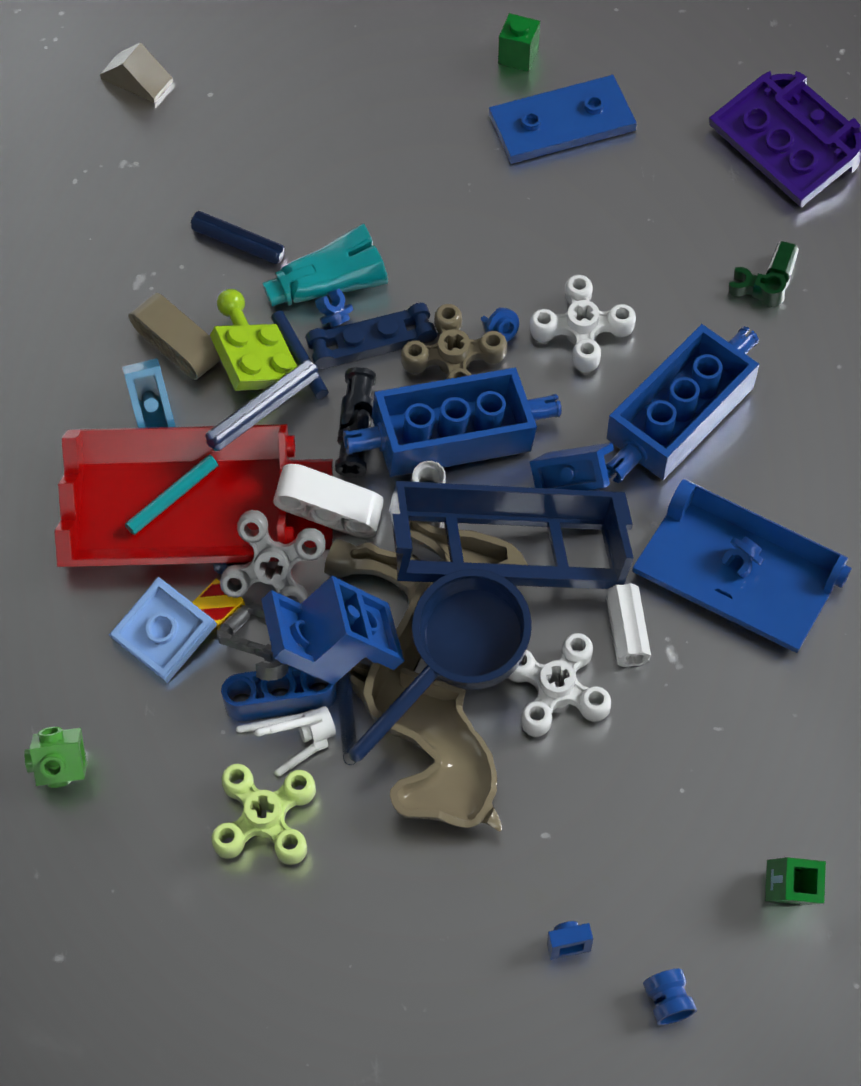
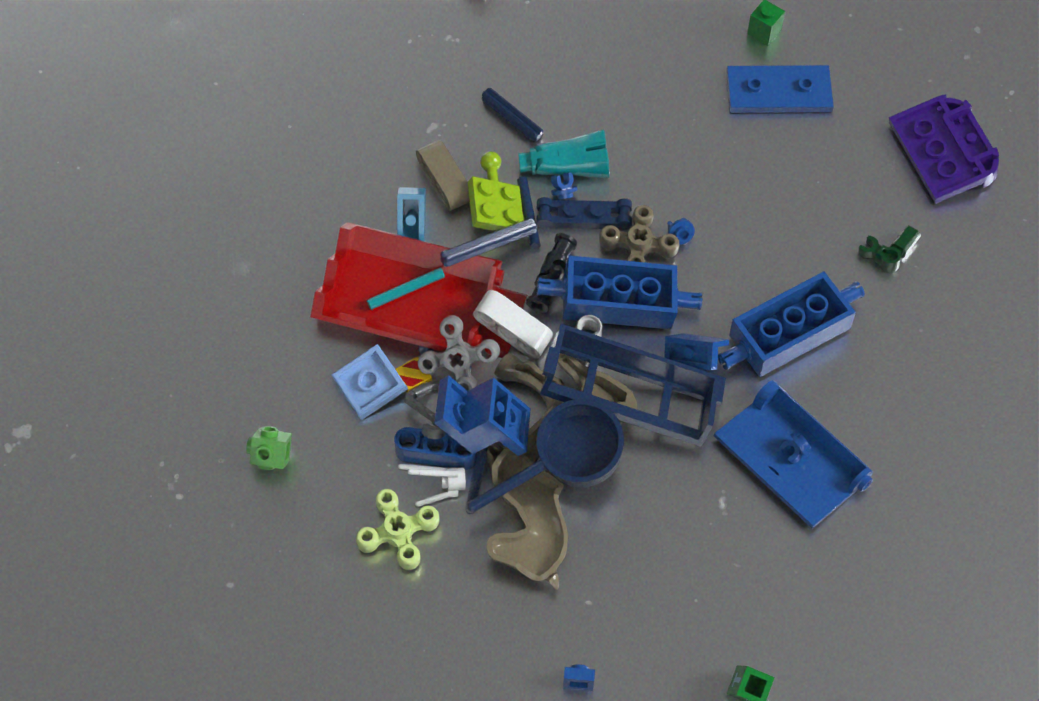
camera: 15 degrees right, 0 degrees up
(557, 697) = (639, 507): white gear -> none
(582, 323) = (740, 246): white gear -> none
(628, 625) = (696, 473): white axle -> none

